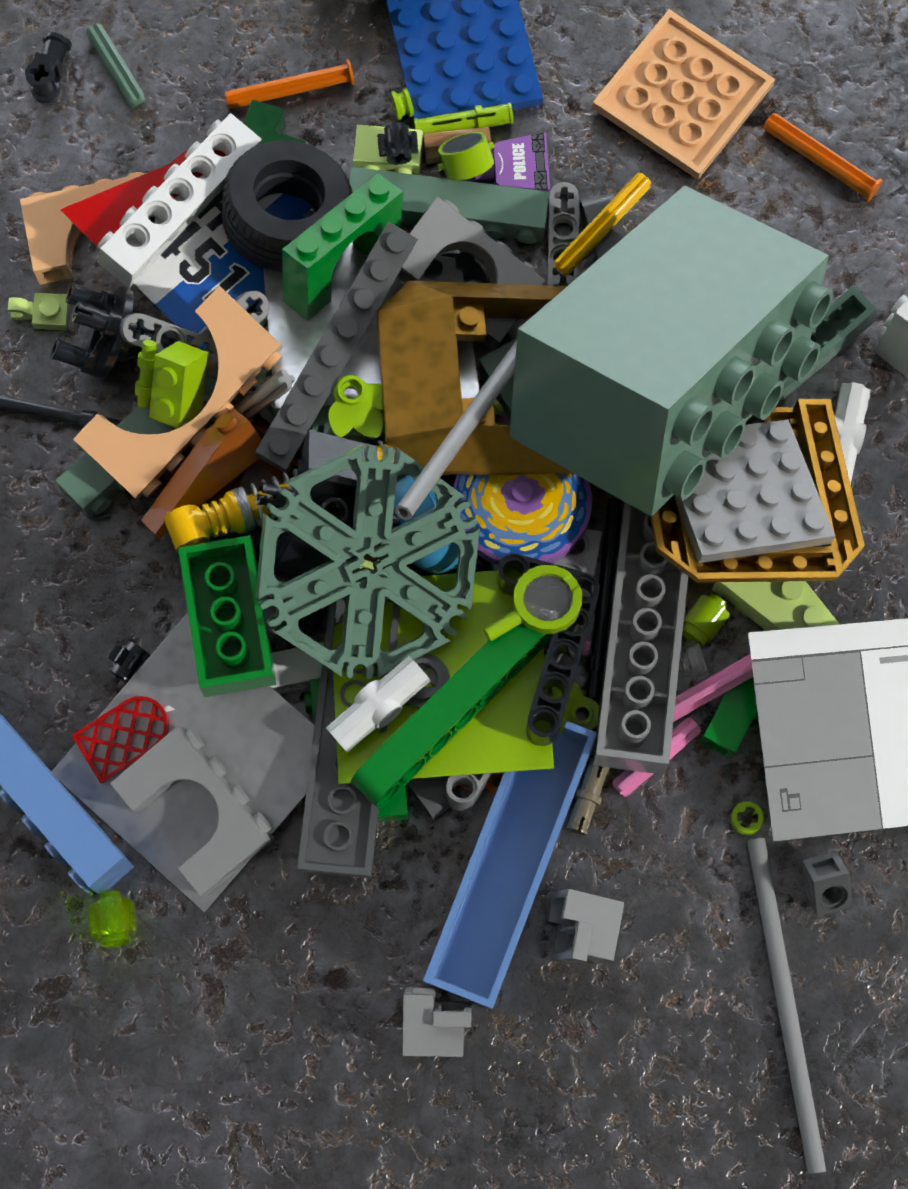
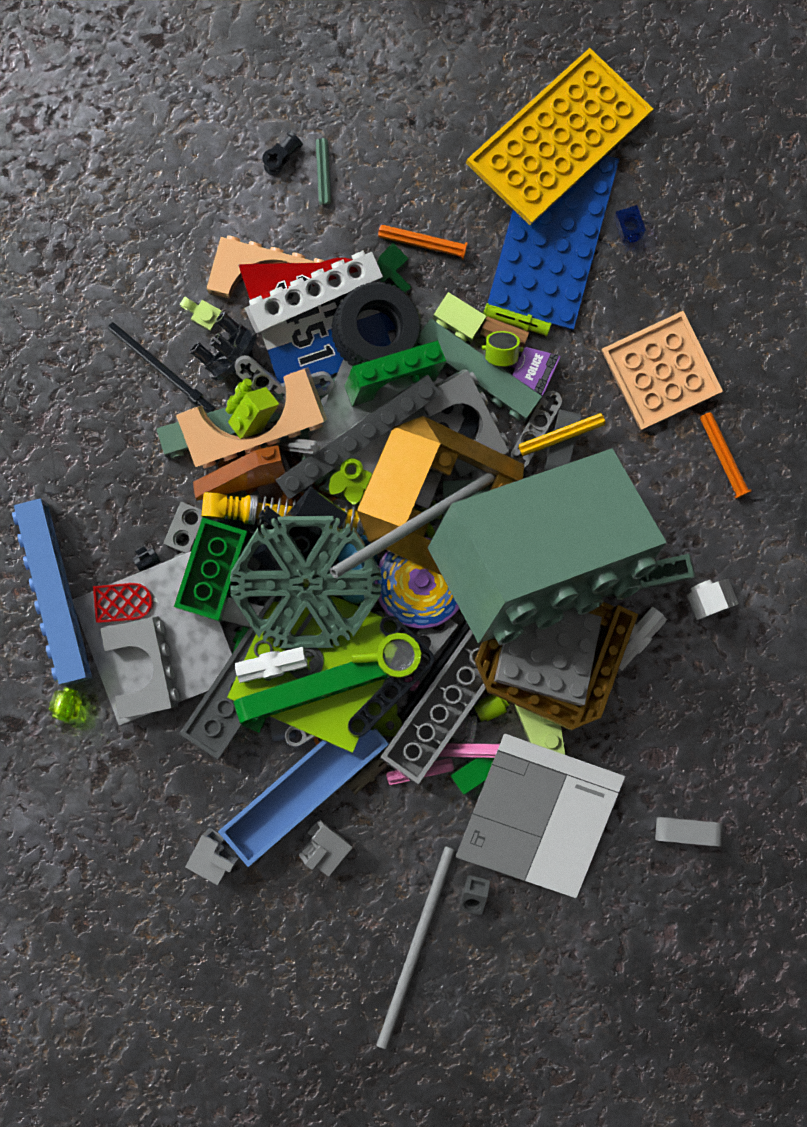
camera: 25 degrees right, 10 degrees up
(156, 596) = (179, 527): none -> light grey brick
(397, 143) = (464, 321): black gear -> none
(402, 104) = (485, 288): lime bush -> none
(753, 827) = (453, 840): lime bush -> none

